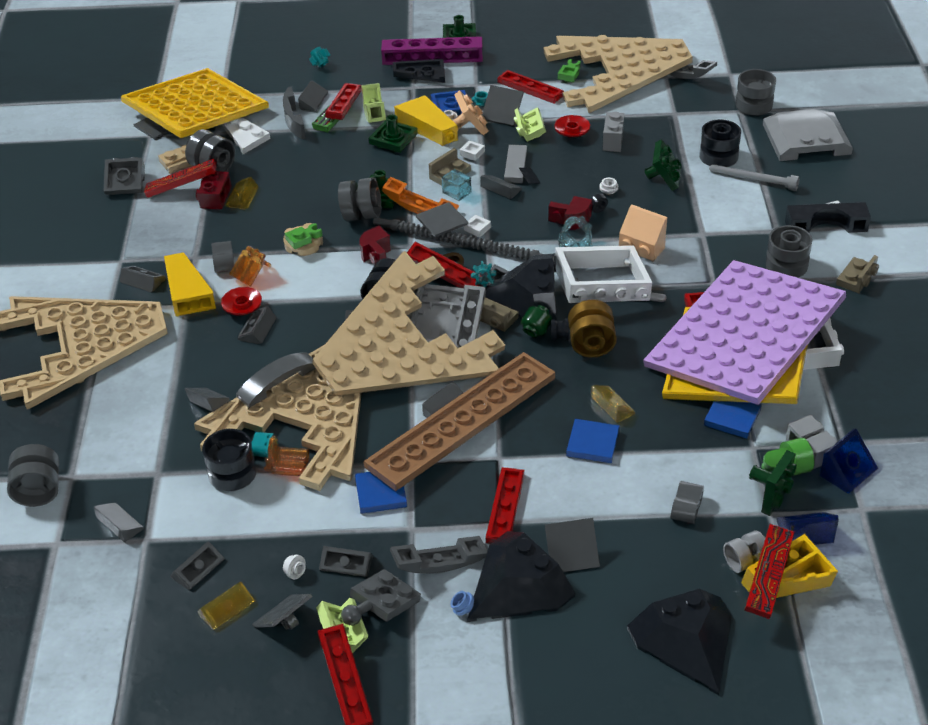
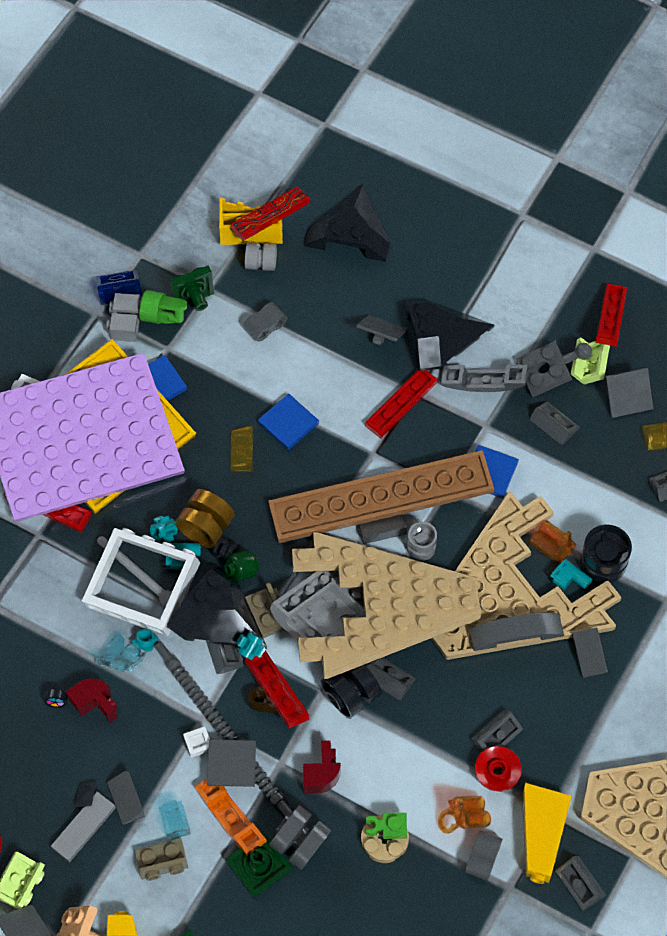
camera: 150 degrees left, 20 degrees up
(294, 566) = (599, 432): white plate -> none
(402, 401) = (422, 541): none -> light grey wheel
(462, 603) = (495, 333): medium blue plate -> none
(472, 150) = (114, 875): white plate -> none
(608, 186) = (18, 717): white plate -> none
(622, 316) = (163, 529): none -> teal gear
(644, 231) = (60, 614): light nougat slope -> none
(818, 527) = (197, 251): clear blue slope -> none

